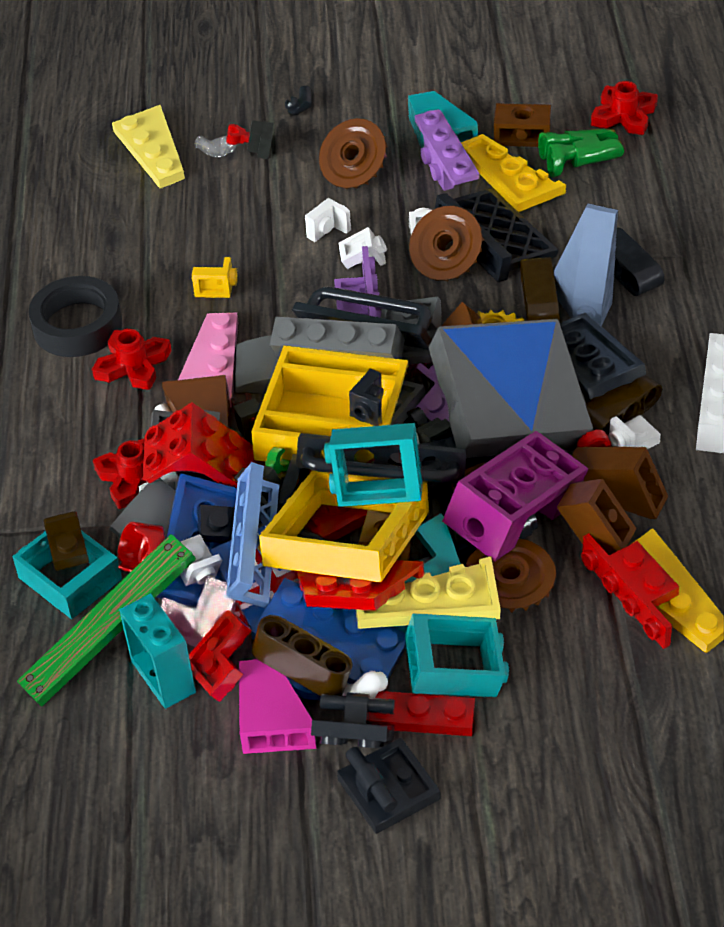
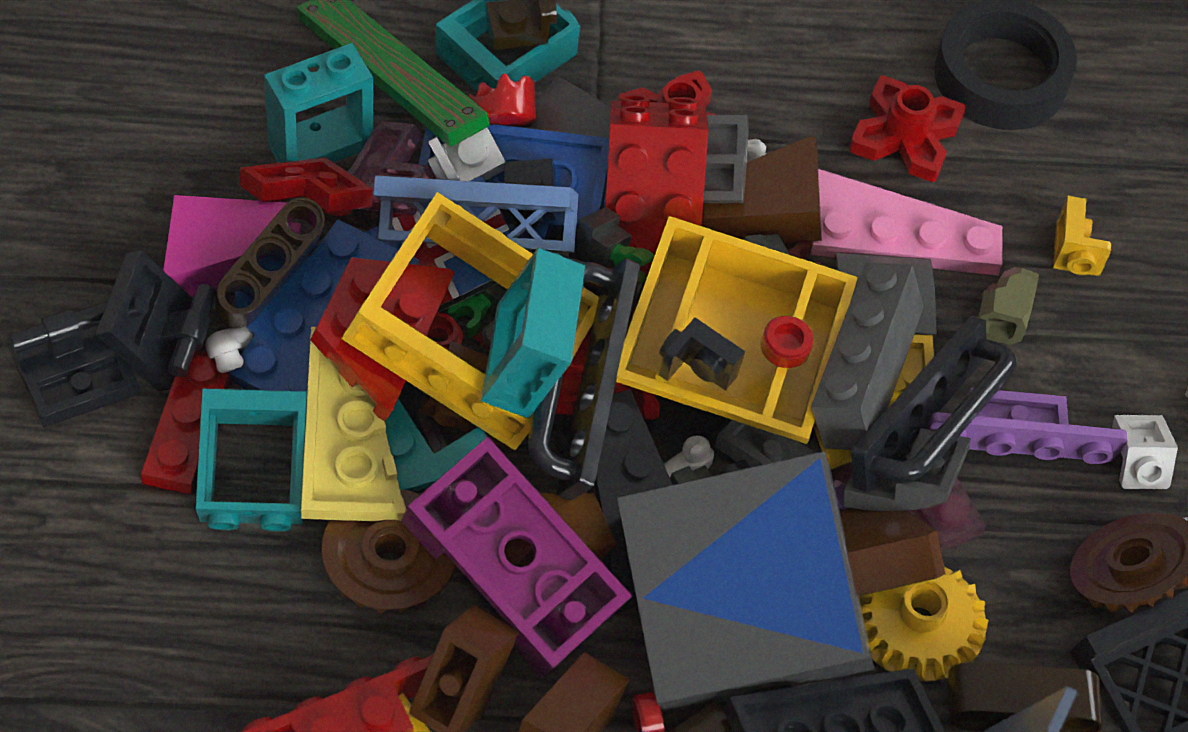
camera: 85 degrees right, 10 degrees up
(267, 303) = (1009, 305): none -> olive rock
(342, 369) = (787, 341): none -> red tile

